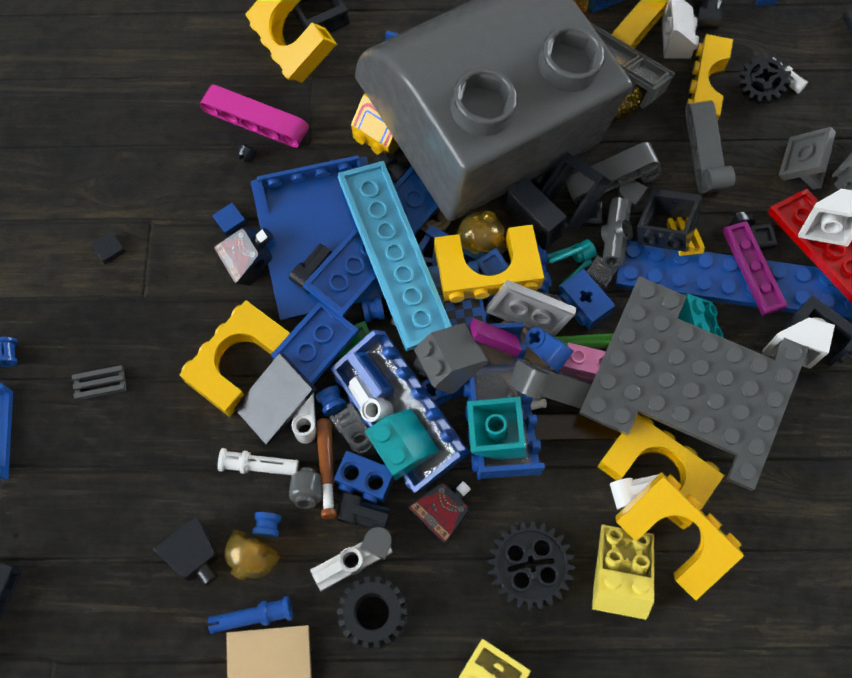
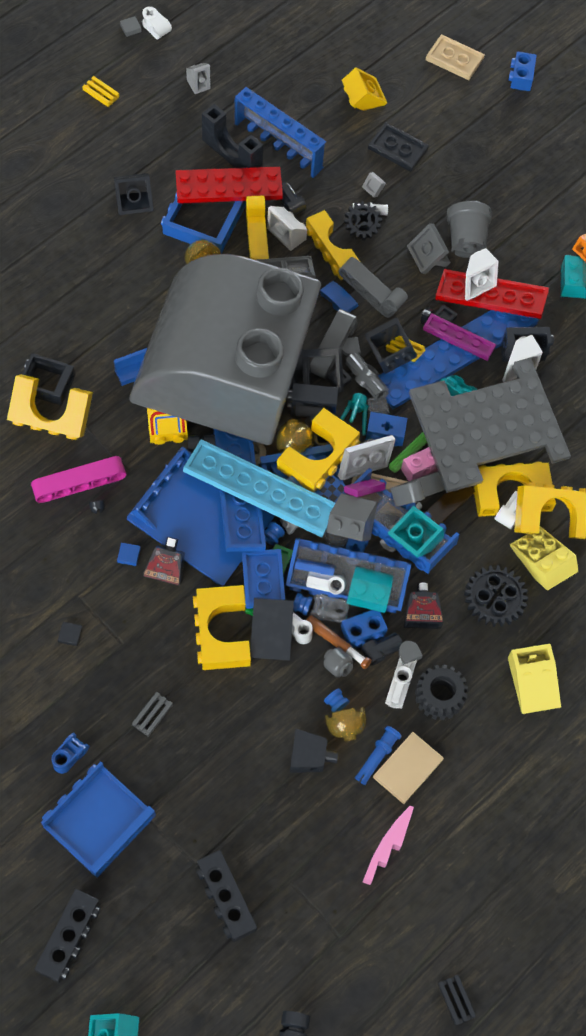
camera: 50 degrees left, 5 degrees down
(246, 462) = (289, 679): white pin -> none
(309, 266) = (216, 539): black piece -> none
(492, 263) = (320, 449): blue tile -> none
(548, 347) = (398, 470): blue piece -> none
(666, 136) = (338, 297): none -> blue slope
(812, 53) = (373, 184): none -> light grey tile

